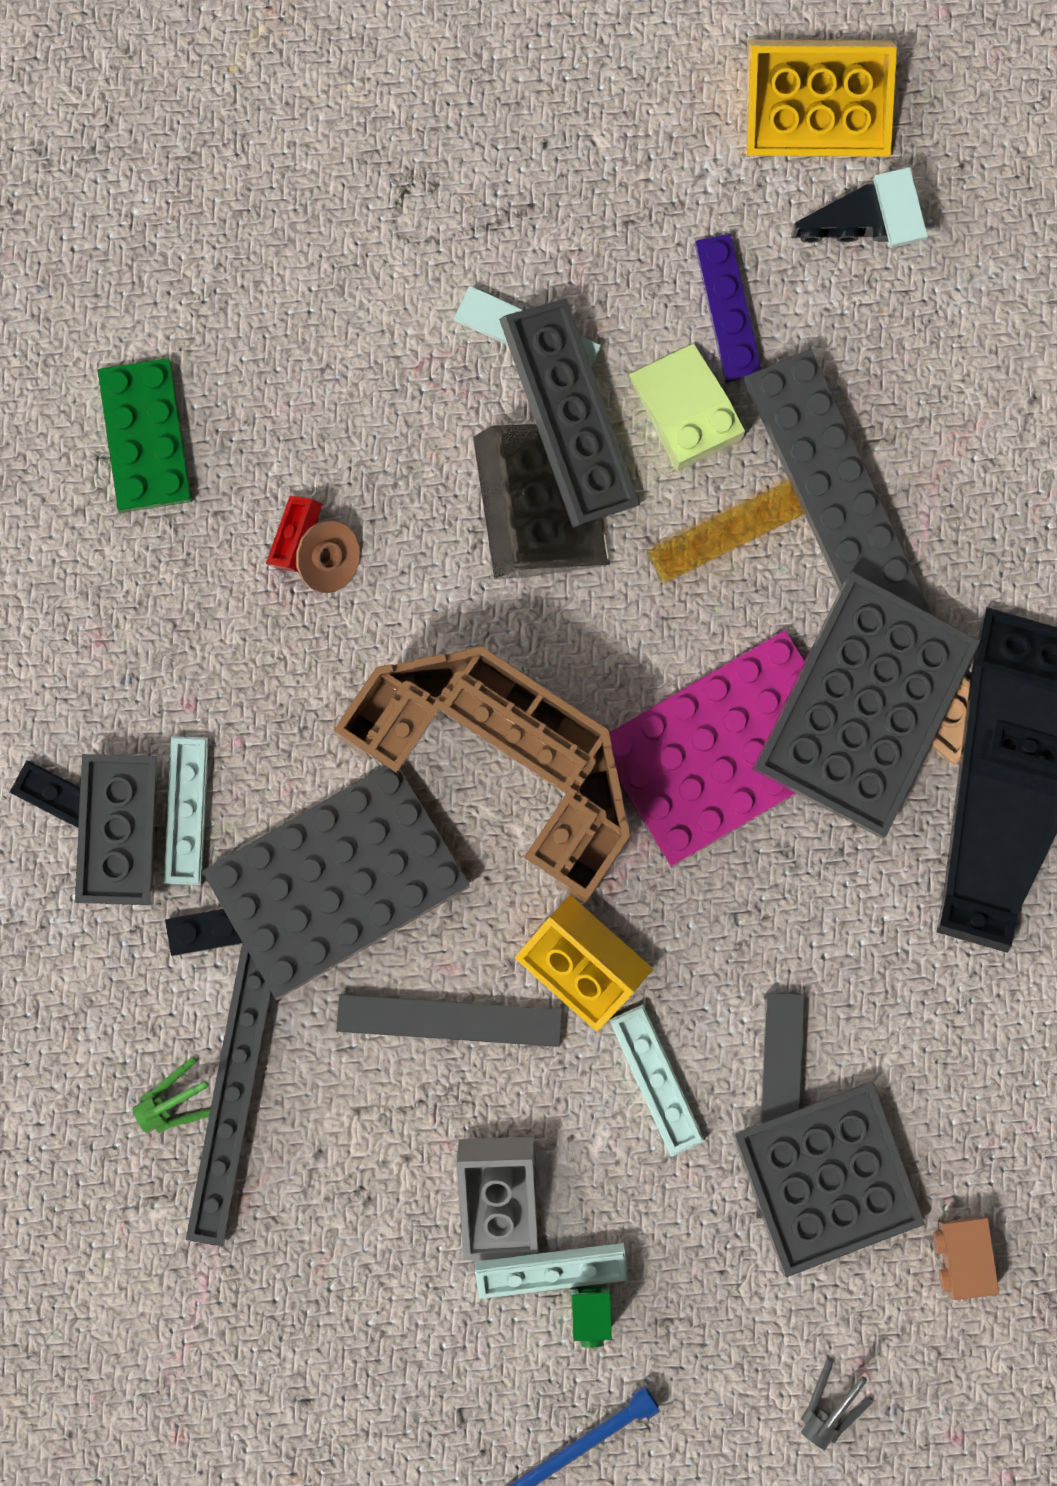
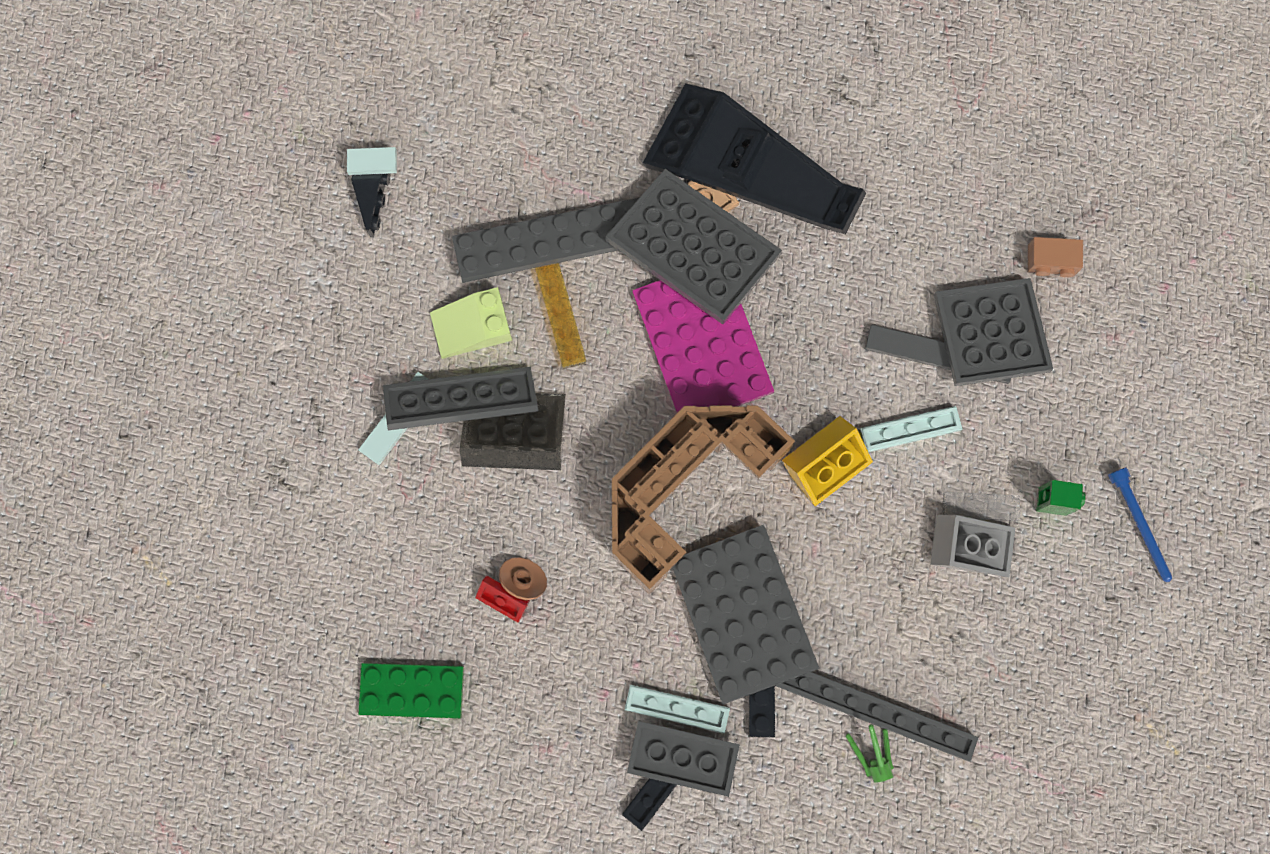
camera: 75 degrees left, 5 degrees down
(449, 1020) = (849, 557): dark grey tile -> none
(551, 1271) = (1025, 520): light aqua tile -> none
(727, 307) = (411, 286): dark purple plate -> none
(820, 97) = (285, 199): yellow slope -> none
(825, 1427) = (1149, 366): dark grey plant -> none

